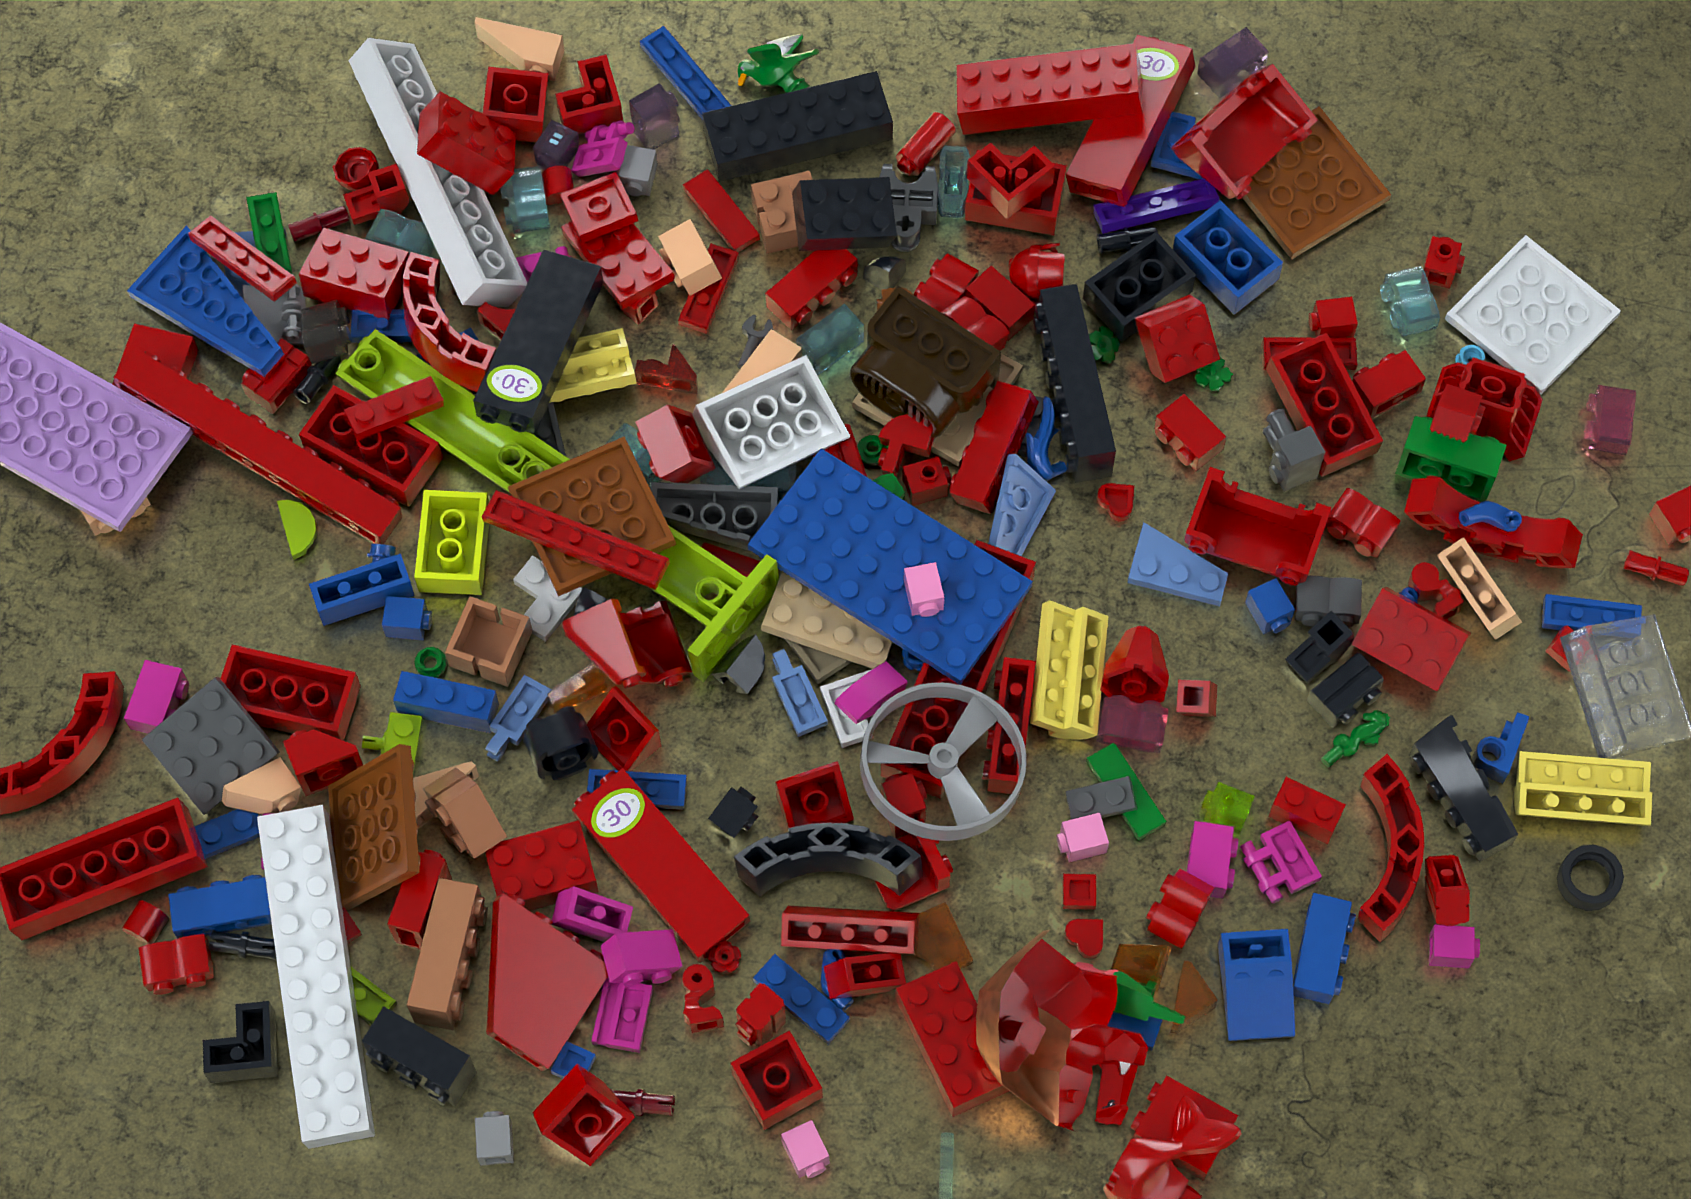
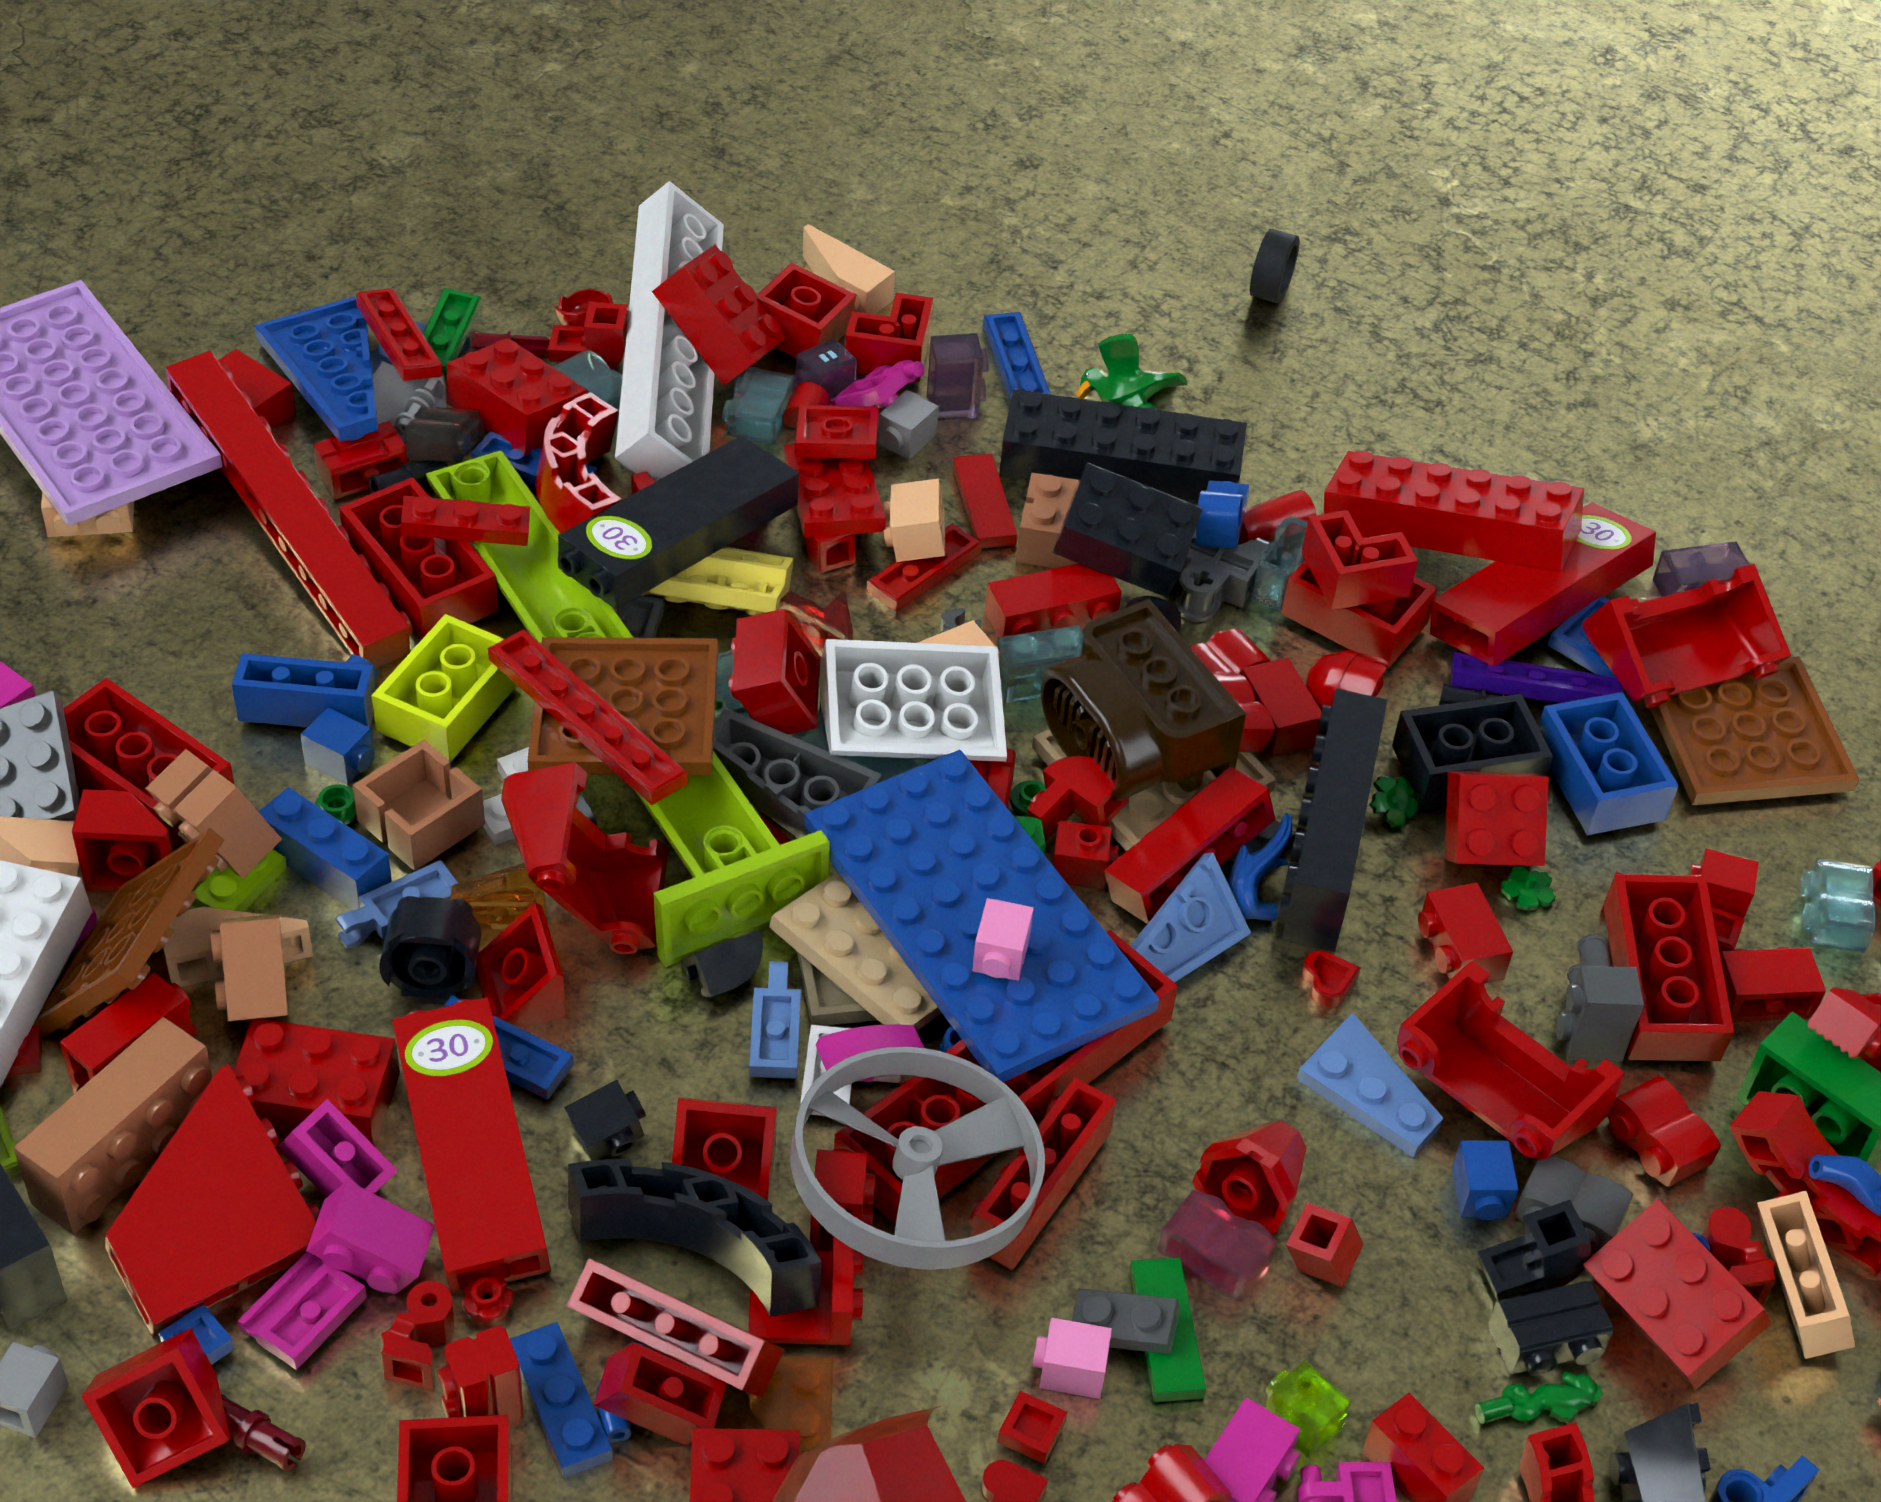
camera: 20 degrees right, 20 degrees down
(298, 526) = (281, 612): lime tile -> none
(372, 719) = (203, 799): none -> nougat piece
(896, 161) = (1221, 514): none -> blue plate
(1069, 671) = (1155, 1141): light yellow brick -> none

